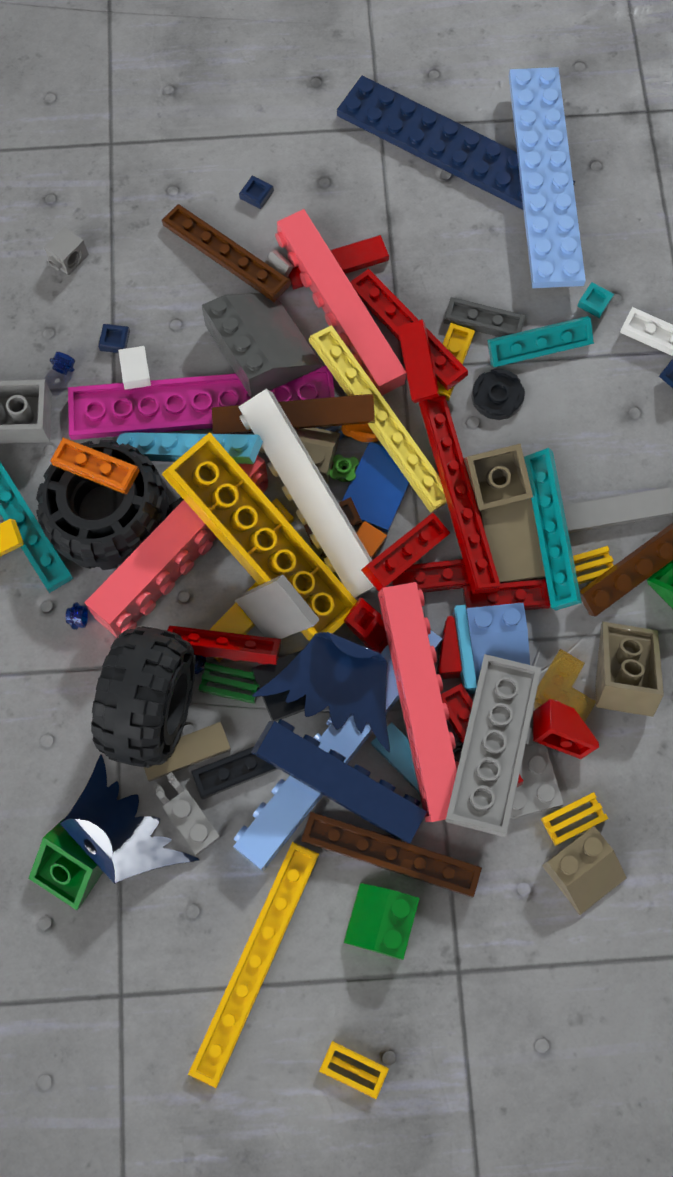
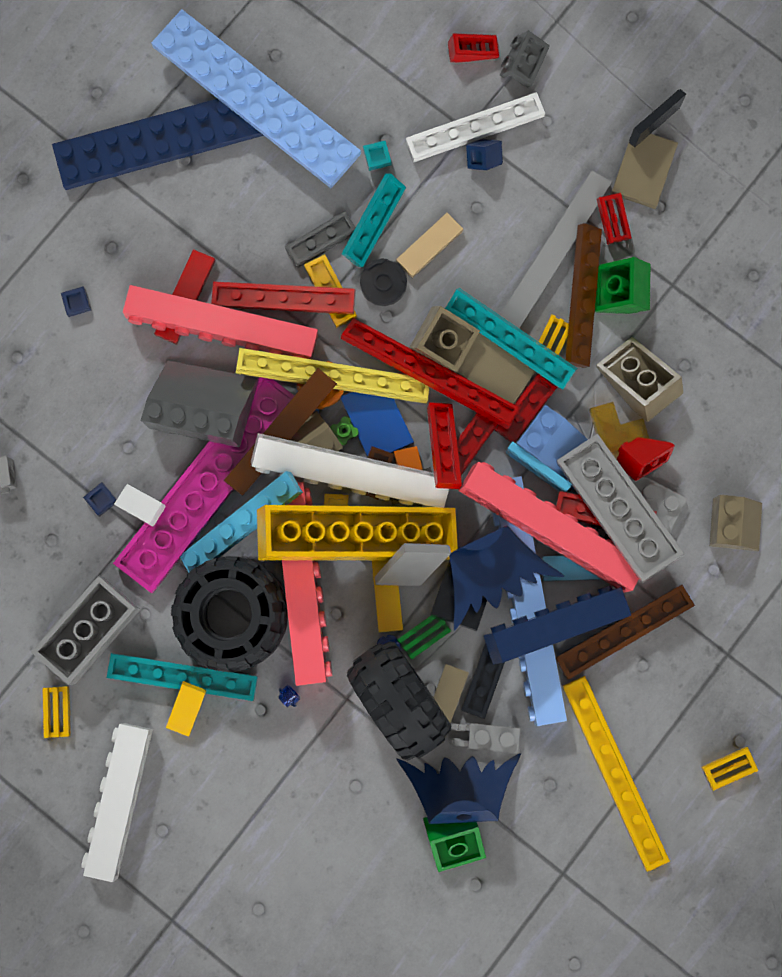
camera: 50 degrees left, 10 degrees up
(62, 363) = (88, 551): clear blue plate -> none
(95, 465) = (206, 598): orange tile -> none
(226, 252) = (106, 365): reddish brown tile -> none
(230, 645) = (400, 616): red plate -> none
(279, 263) = (153, 342): light grey tile -> none
(367, 625) = (471, 514): red slope -> none
(381, 920) = (660, 674): green slope -> none
(418, 361) = (317, 314): red tile -> none
(449, 660) = (530, 477): red slope -> none
(565, 402) = (429, 245): none -> tan tile
(596, 807) = (714, 485): yellow tile -> none

